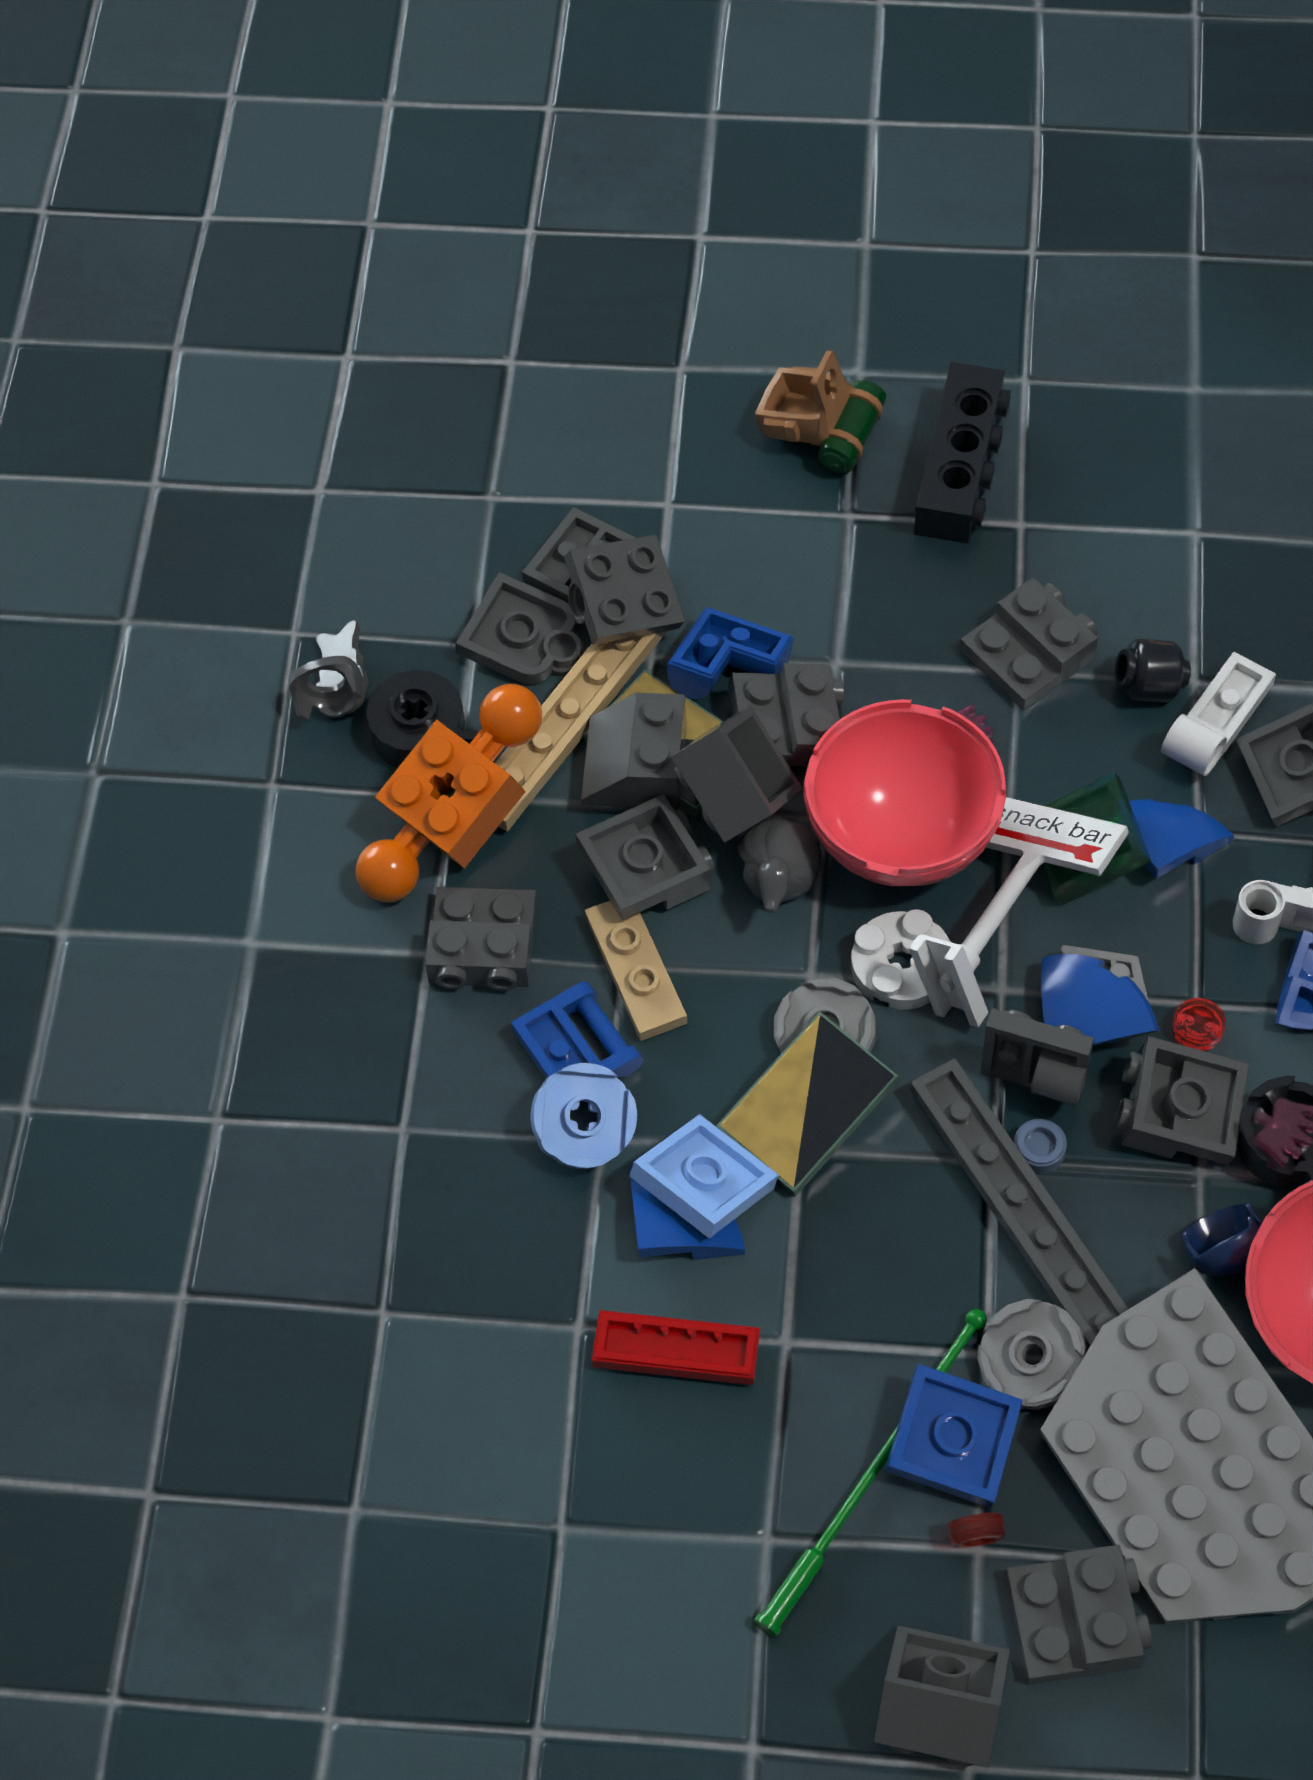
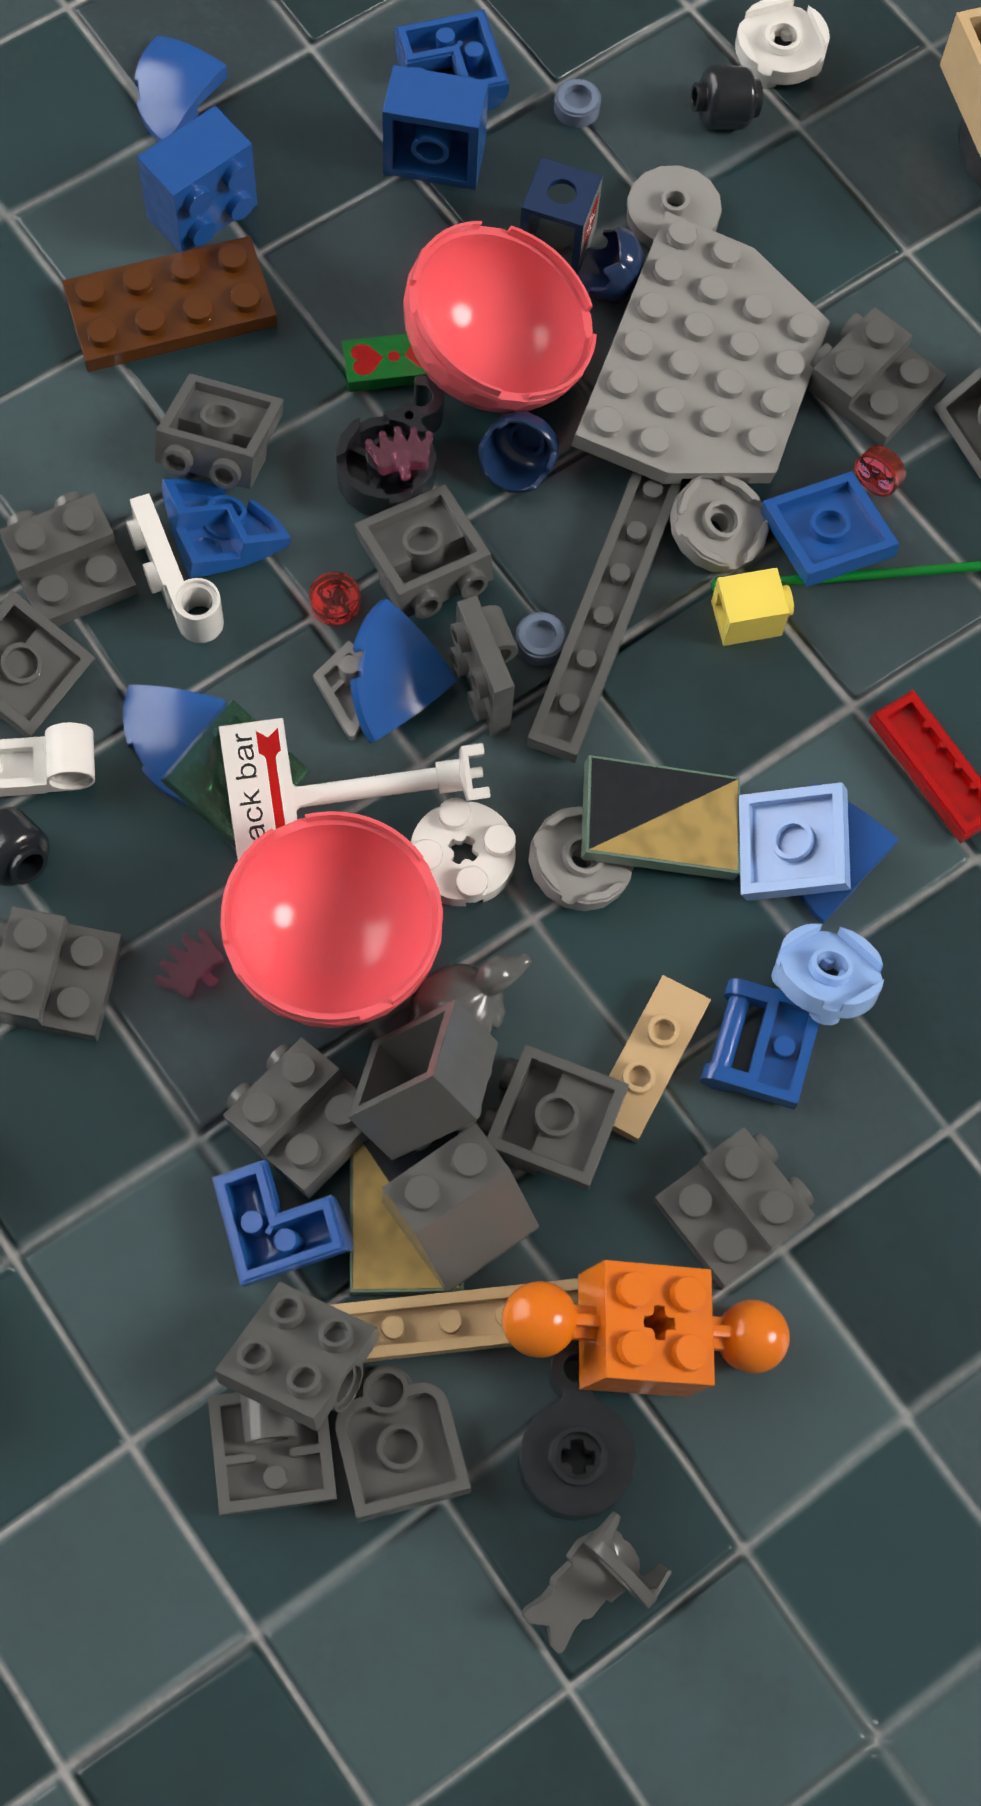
camera: 140 degrees left, 10 degrees up
(932, 1314) = (751, 606): none -> light yellow brick

